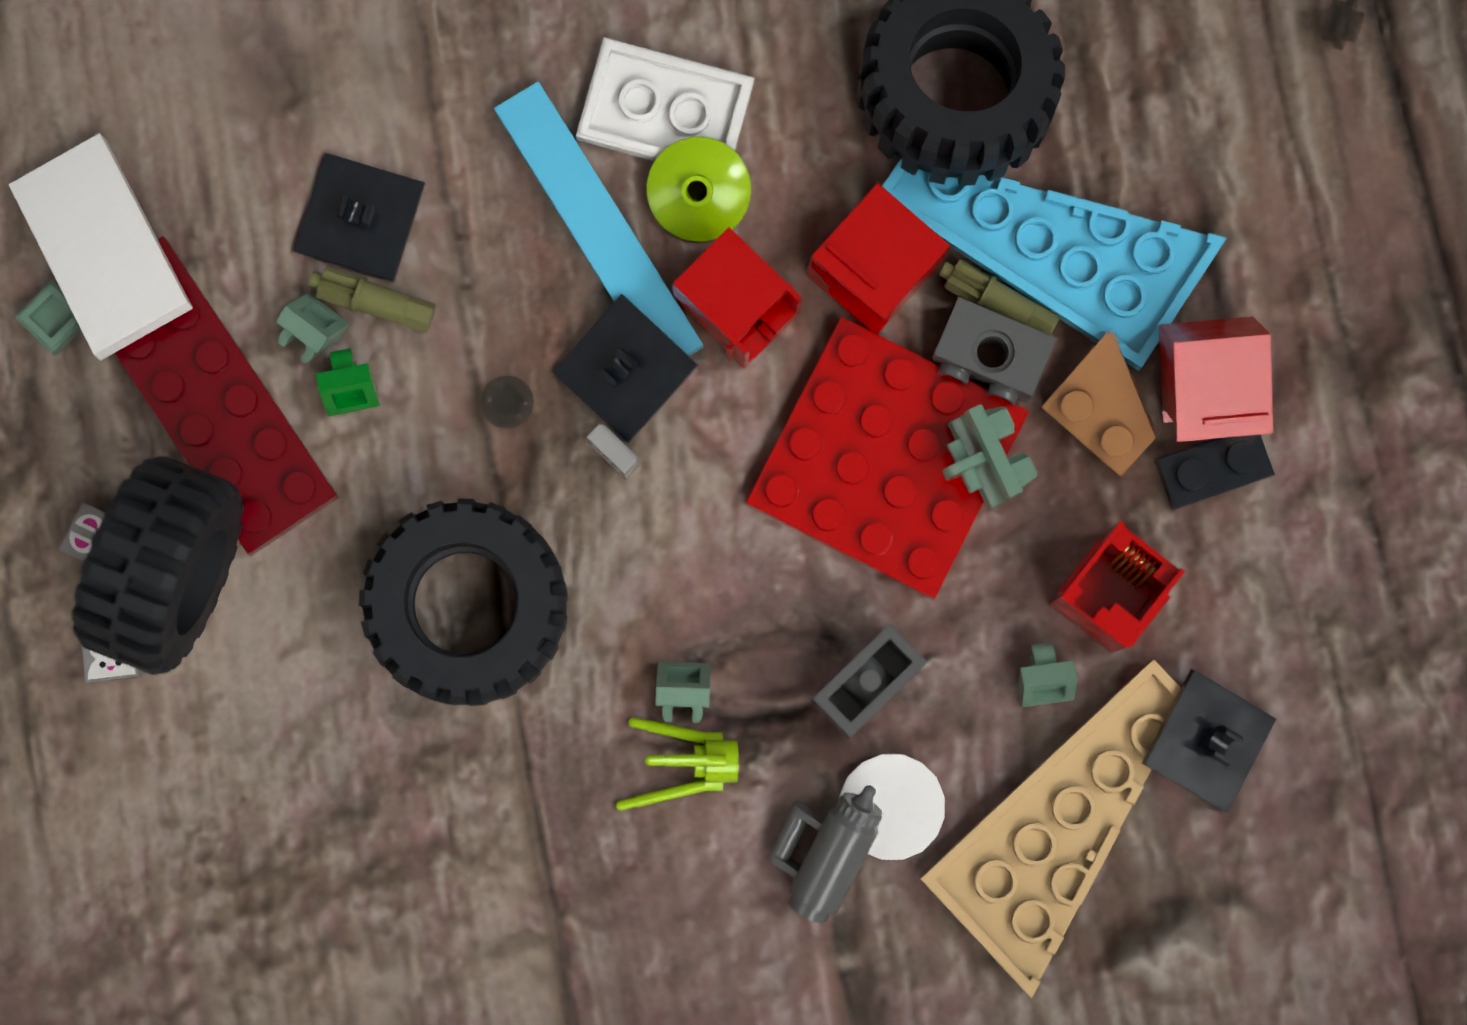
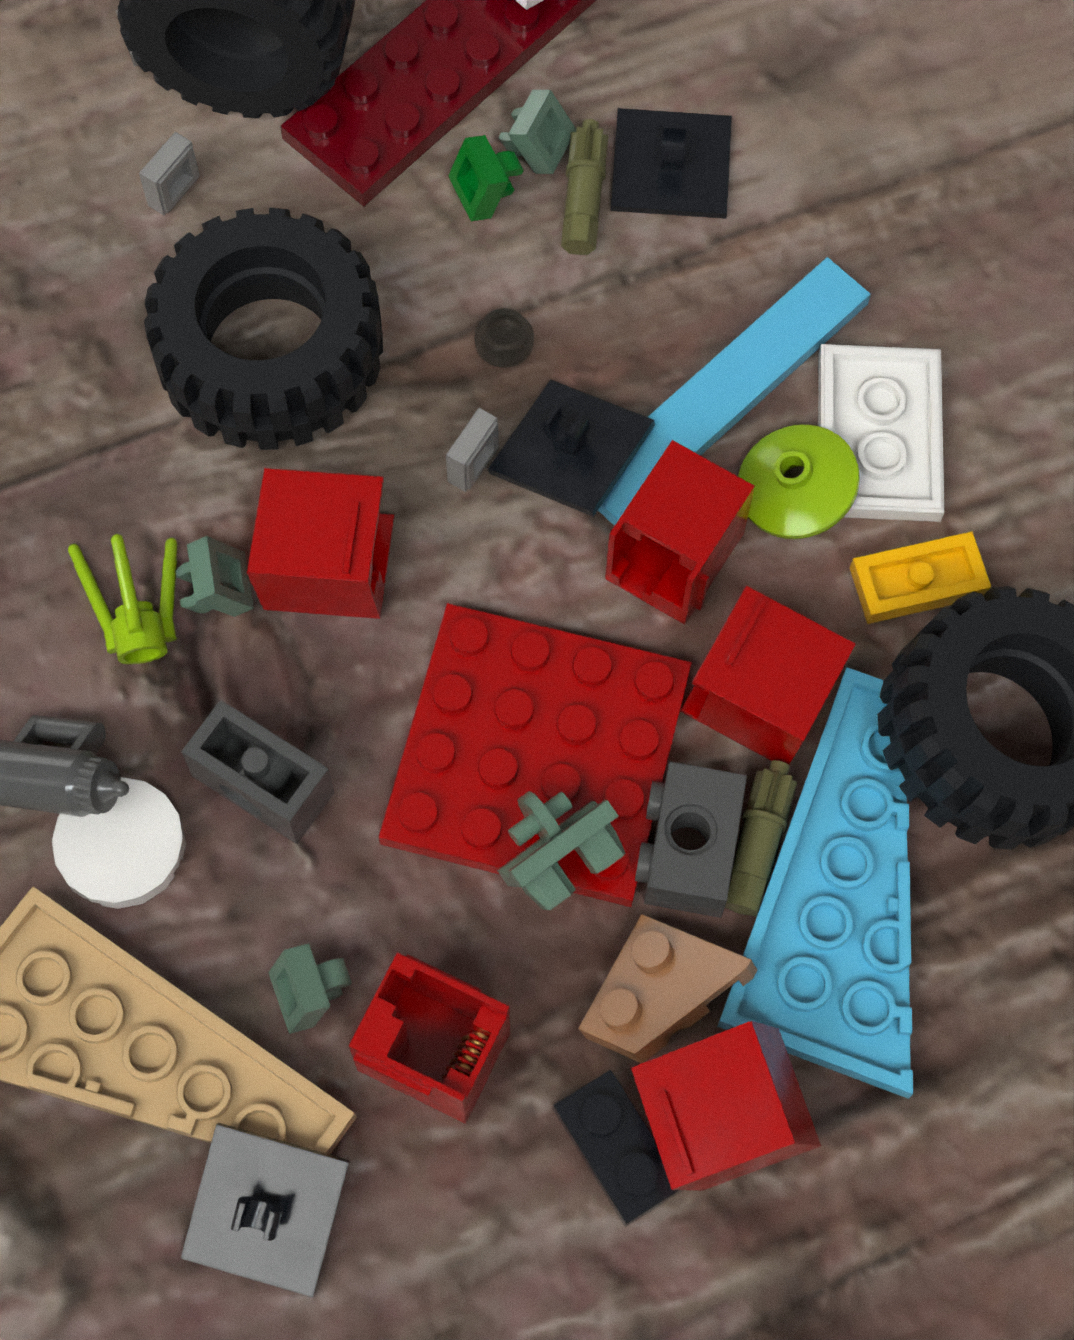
camera: 80 degrees right, 15 degrees down
(279, 660) = (169, 174): none -> light grey tile
(678, 592) = (320, 543): none -> red piece
(808, 113) = (918, 577): none -> yellow plate

